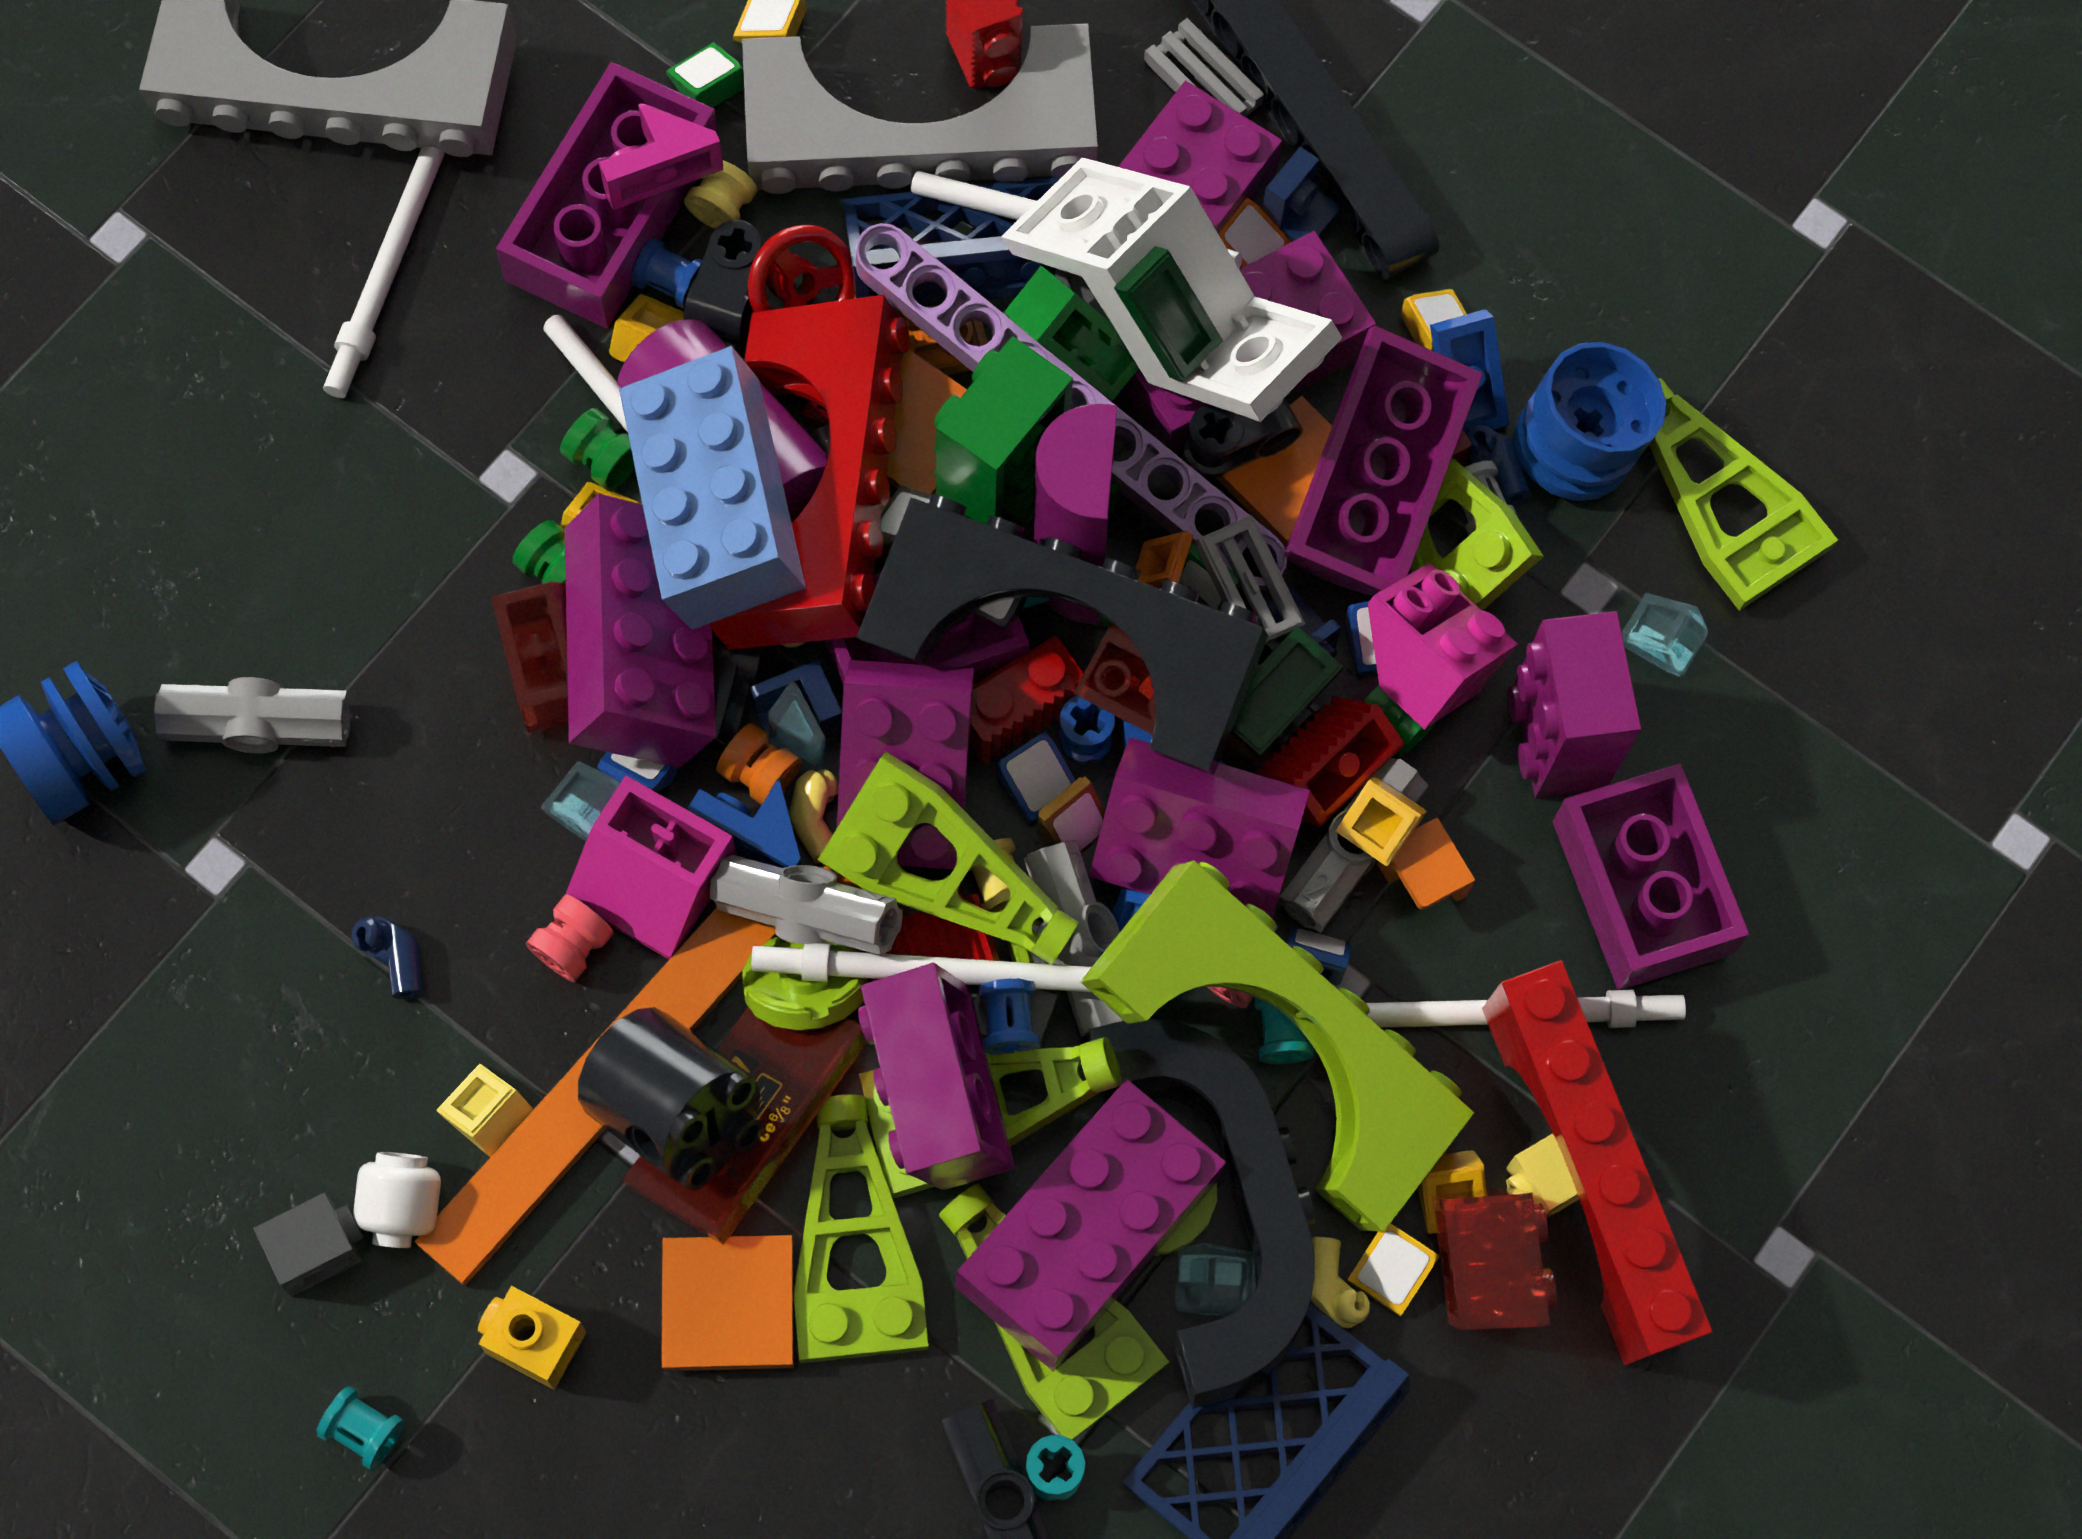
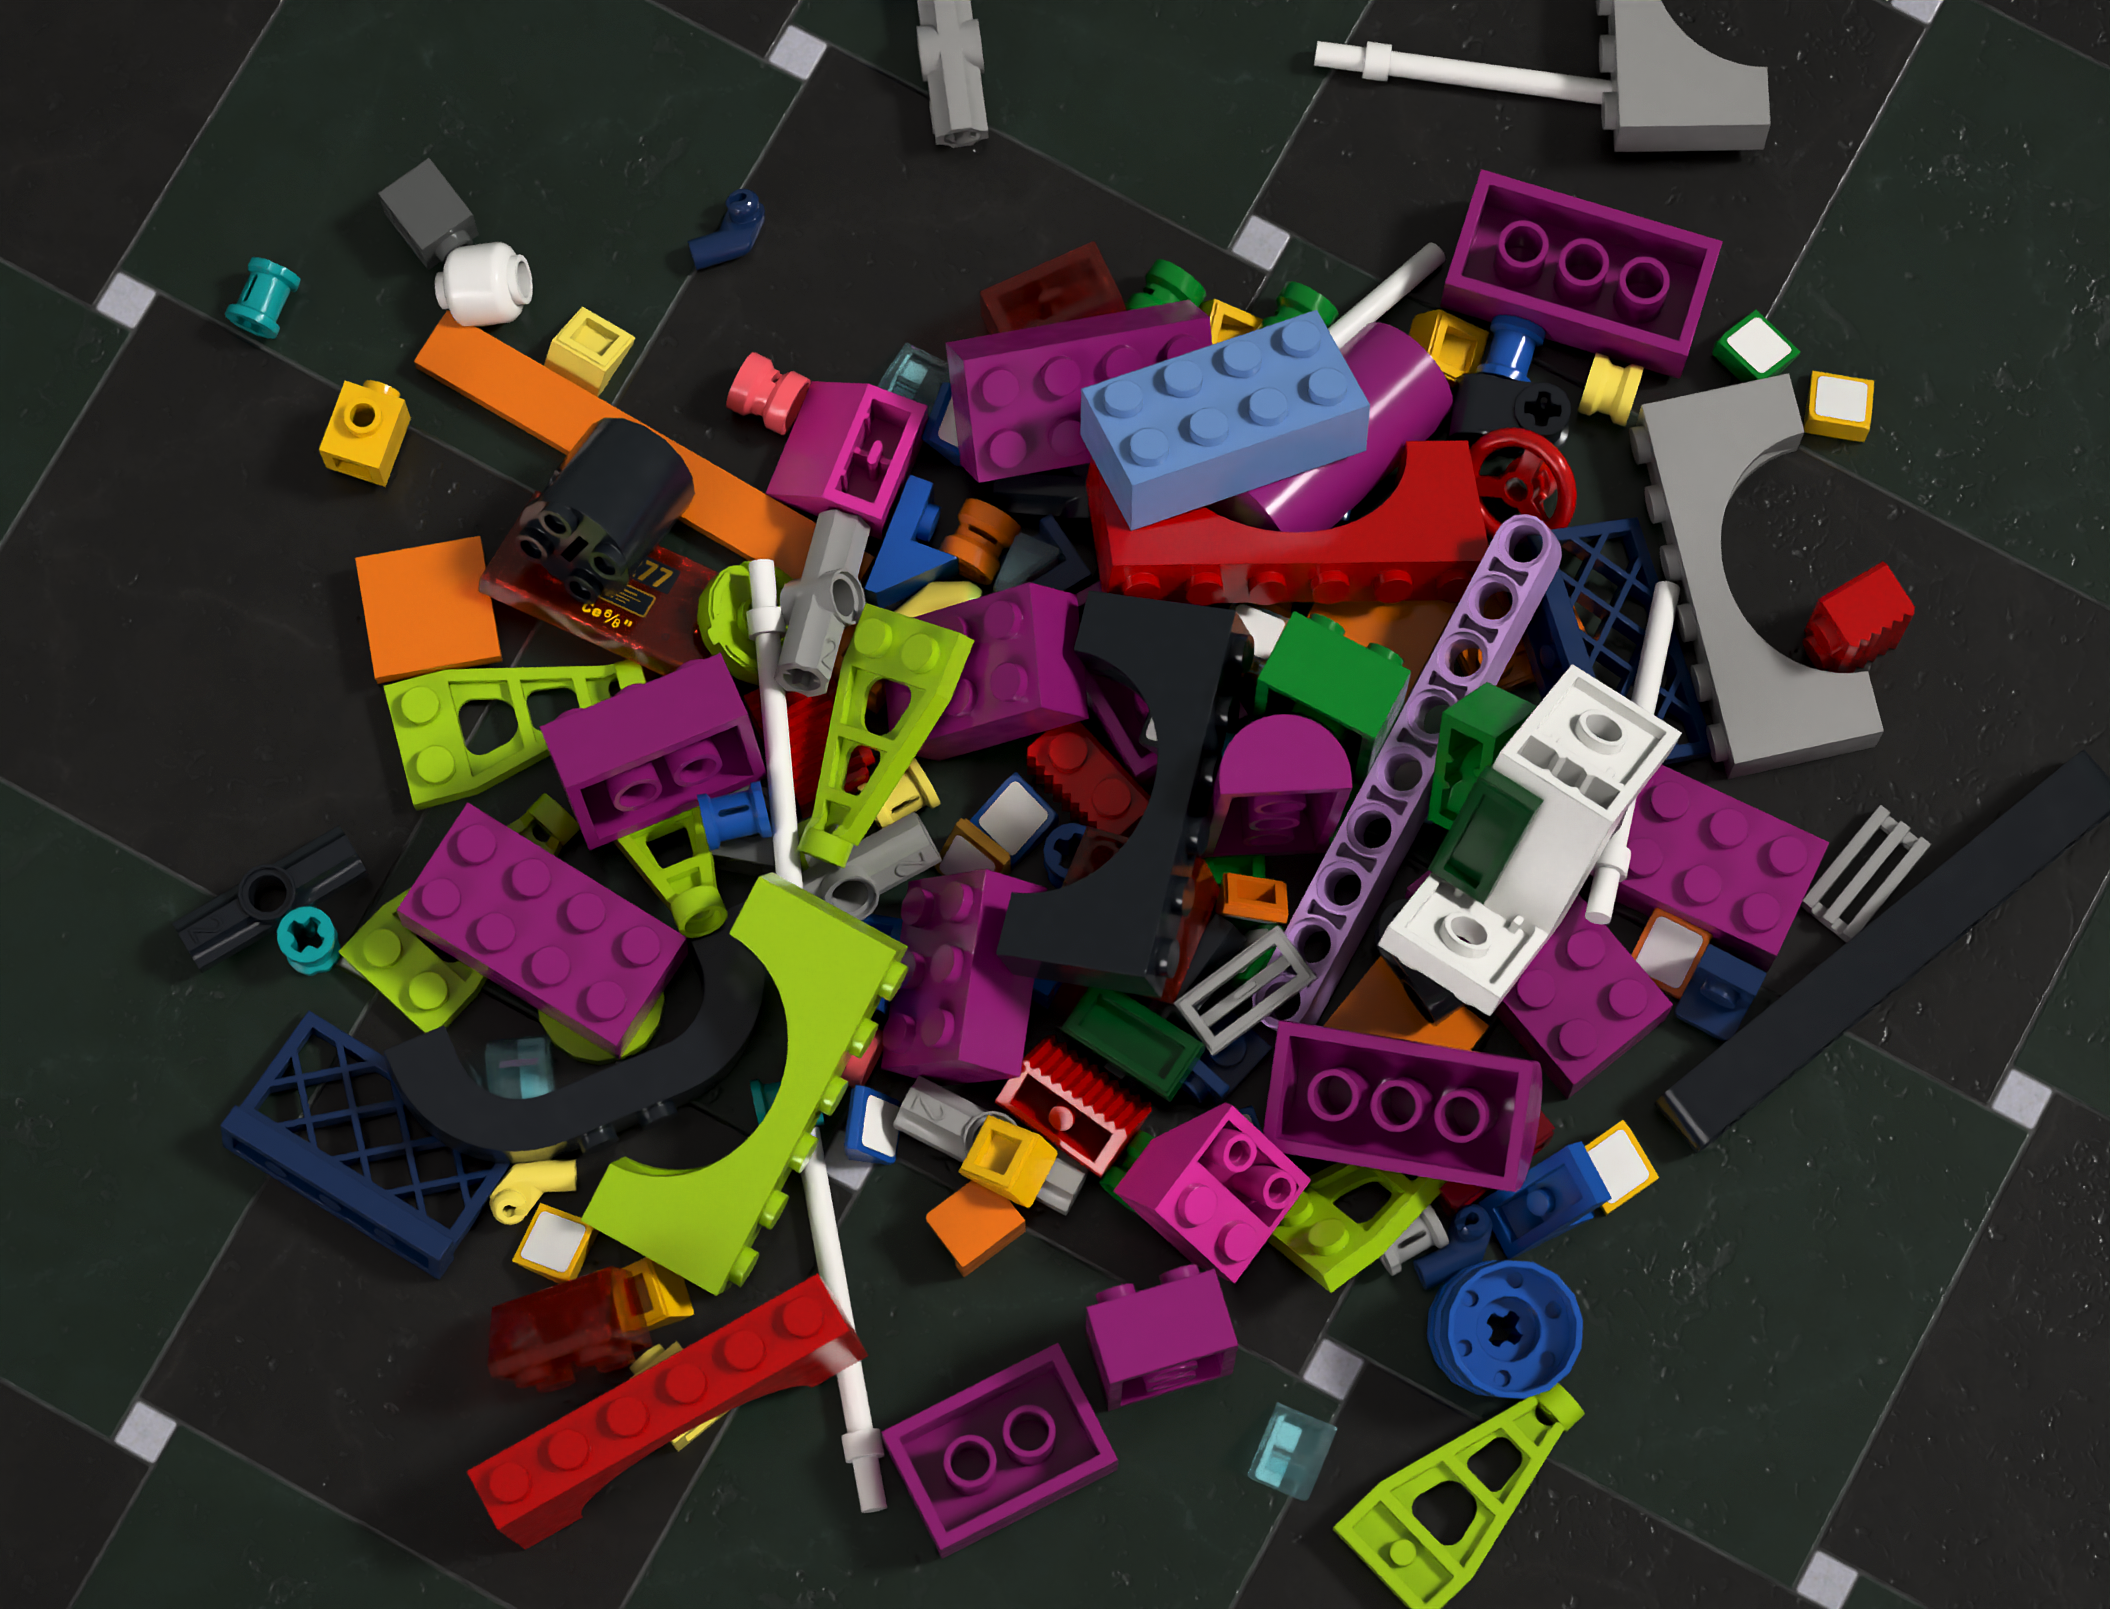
camera: 85 degrees right, 5 degrees up
(673, 157) = (1607, 318): dark pink slope -> none

